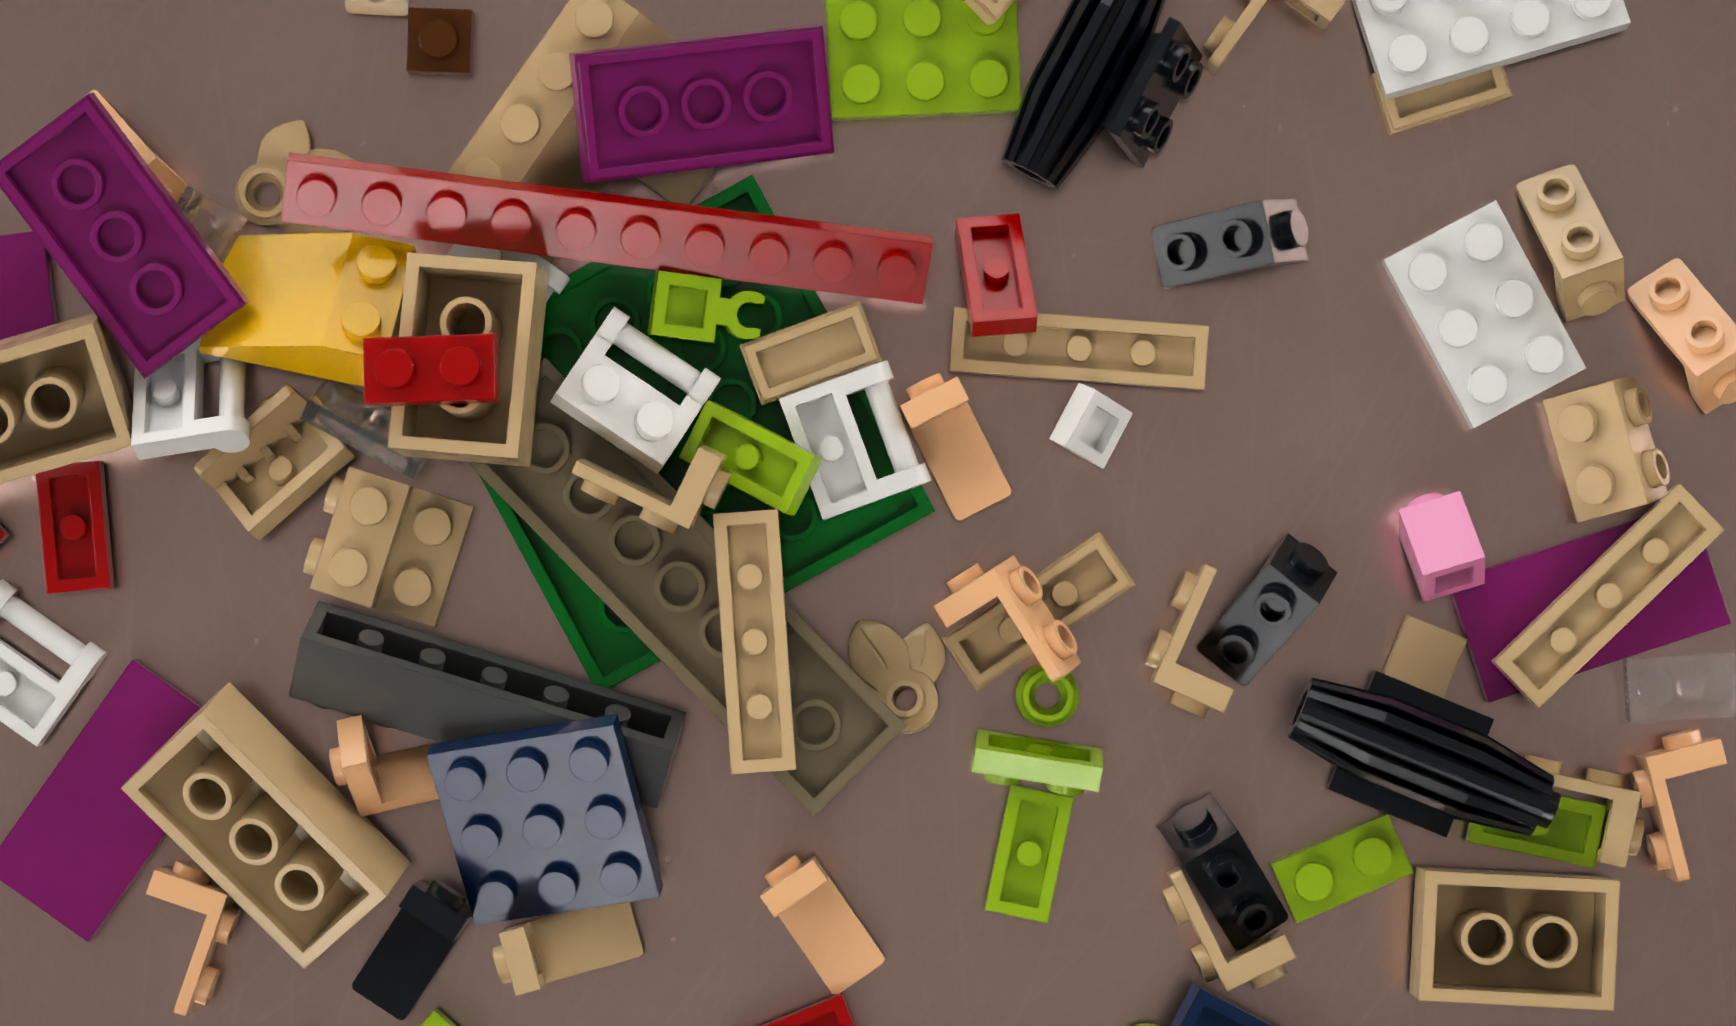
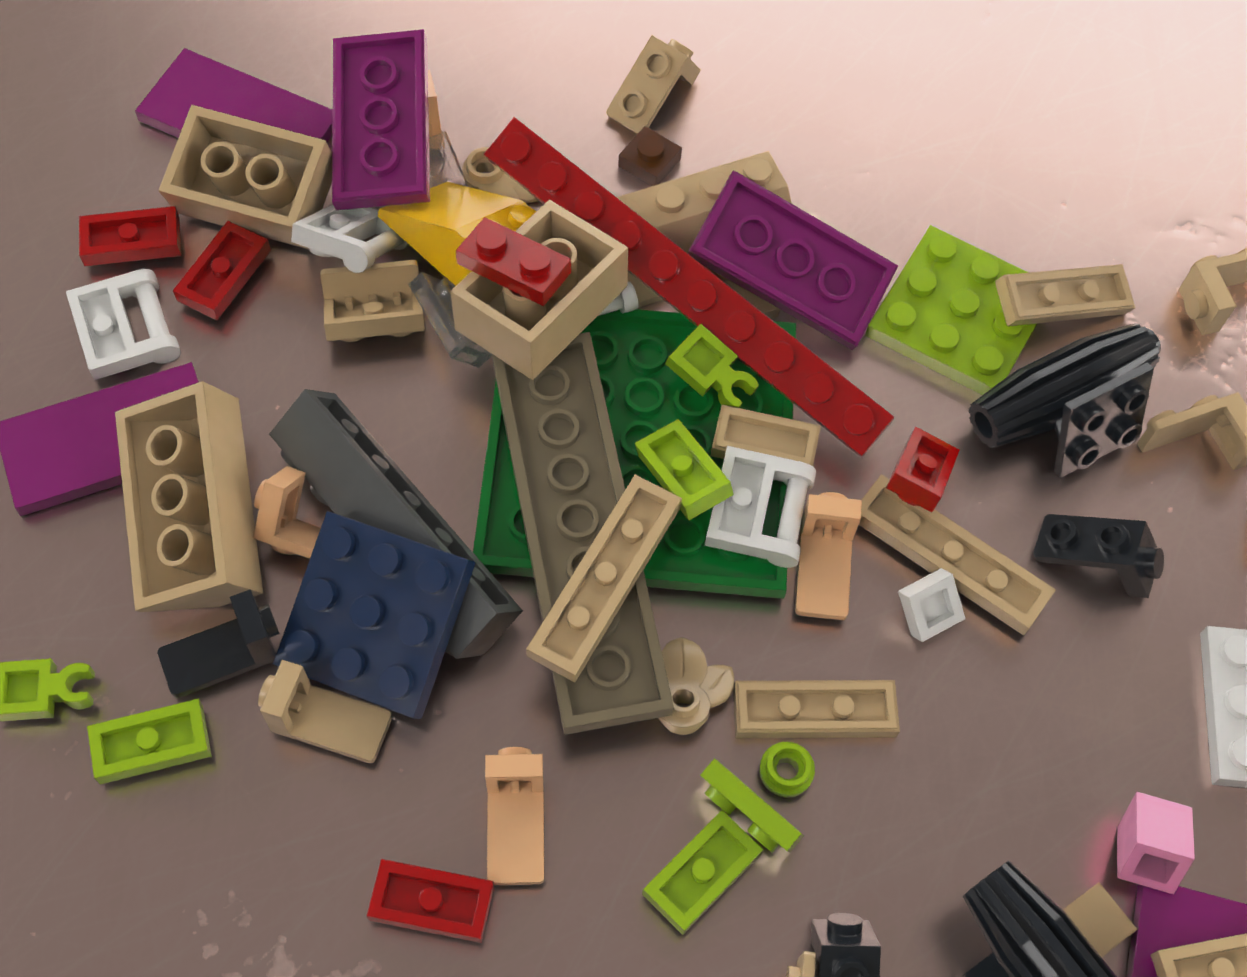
camera: 25 degrees right, 25 degrees down
(191, 888) = (97, 552): light nougat bracket -> none
(389, 546) = (405, 396): tan plate -> none
(623, 405) = (621, 388): white plate -> none
(700, 487) = (632, 454): tan bracket -> none
(1021, 597) = (793, 658): light nougat bracket -> none
(1191, 690) = (899, 825): tan bracket -> none
(1268, 610) = (989, 809): black bracket -> none

